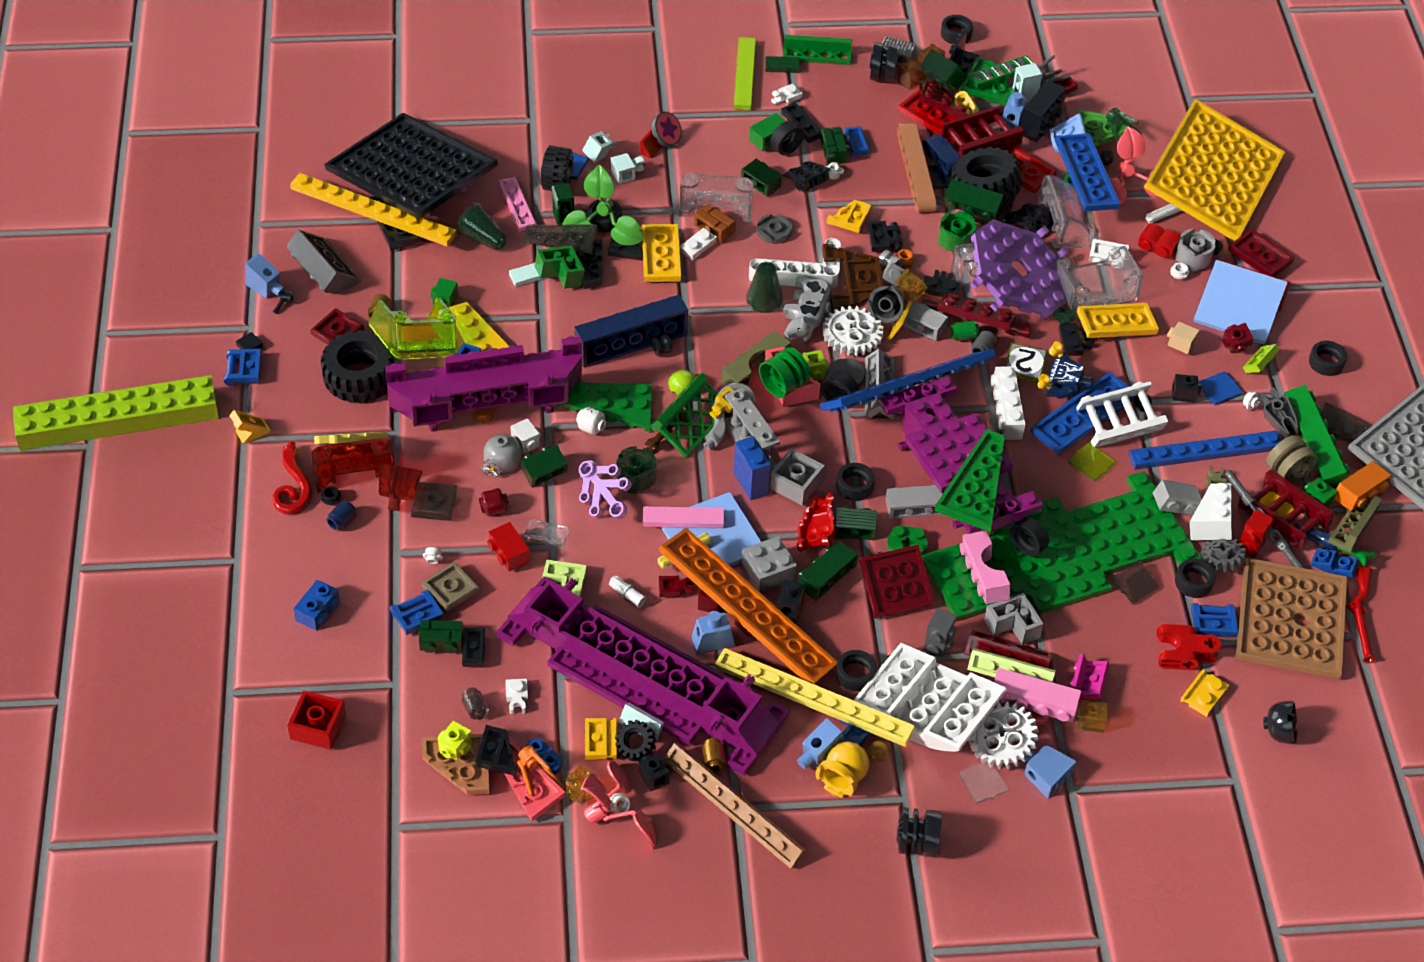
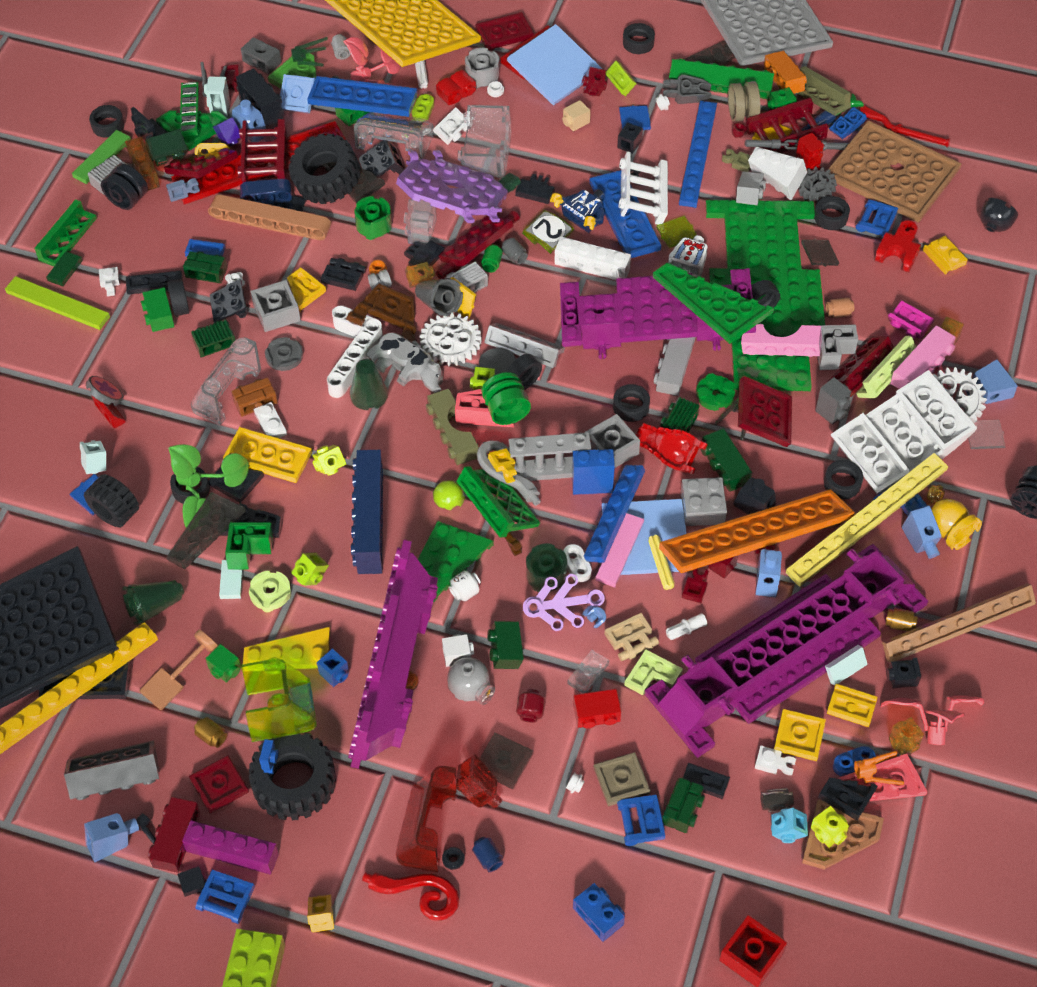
camera: 65 degrees left, 5 degrees up
(282, 318) = (168, 848): none -> dark red brick
(283, 353) = (230, 847): none -> magenta brick
(346, 438) = (396, 800): light yellow wing -> none
(350, 330) = (268, 756): none -> blue plate
(411, 267) = (164, 687): none -> nougat piece
(448, 706) = (789, 825): none -> medium azure brick
(517, 203) = (126, 558): bright pink tile -> none
(531, 307) = (273, 600): none -> yellowish green plate
(551, 705) = (800, 734): none -> yellow plate
(557, 314) = (309, 569): none -> lime brick
(562, 202) = (161, 513): dark green brick -> none
(601, 550) = (629, 631): none -> tan plate
(608, 523) = (593, 612): none -> medium blue arm
(623, 737) = (880, 672): black tyre -> none
(624, 168) = (133, 445): light aqua brick -> none
(624, 803) = (930, 717): white plate -> none
(654, 493) = (577, 564): none -> white plate
(661, 345) = (392, 495): black wheel -> none
(673, 286) = (328, 459): none -> neon yellow brick
(719, 500) = (614, 513): none -> blue plate
(816, 201) = (275, 305): none -> light grey brick
(892, 273) = (398, 282): light grey plate -> none
(903, 98) = (179, 189): none -> sand blue plate
(907, 381) = (547, 316): blue plate -> none
(921, 41) = (107, 149): none -> bright green tile
(973, 200) = (355, 185): dark green brick -> none
(992, 100) = (227, 131): none -> dark purple brick
(1061, 476) = (690, 255): none -> torso
(1070, 614) = (839, 307): none -> nougat brick
(1102, 96) = (261, 55): none -> dark grey brick
(1117, 320) = (534, 150): yellow plate -> none
(1119, 228) = (423, 106): none -> lime plate
(1154, 145) = (339, 47): none -> light grey brick
(1257, 467) = (738, 130): none -> dark red hinge

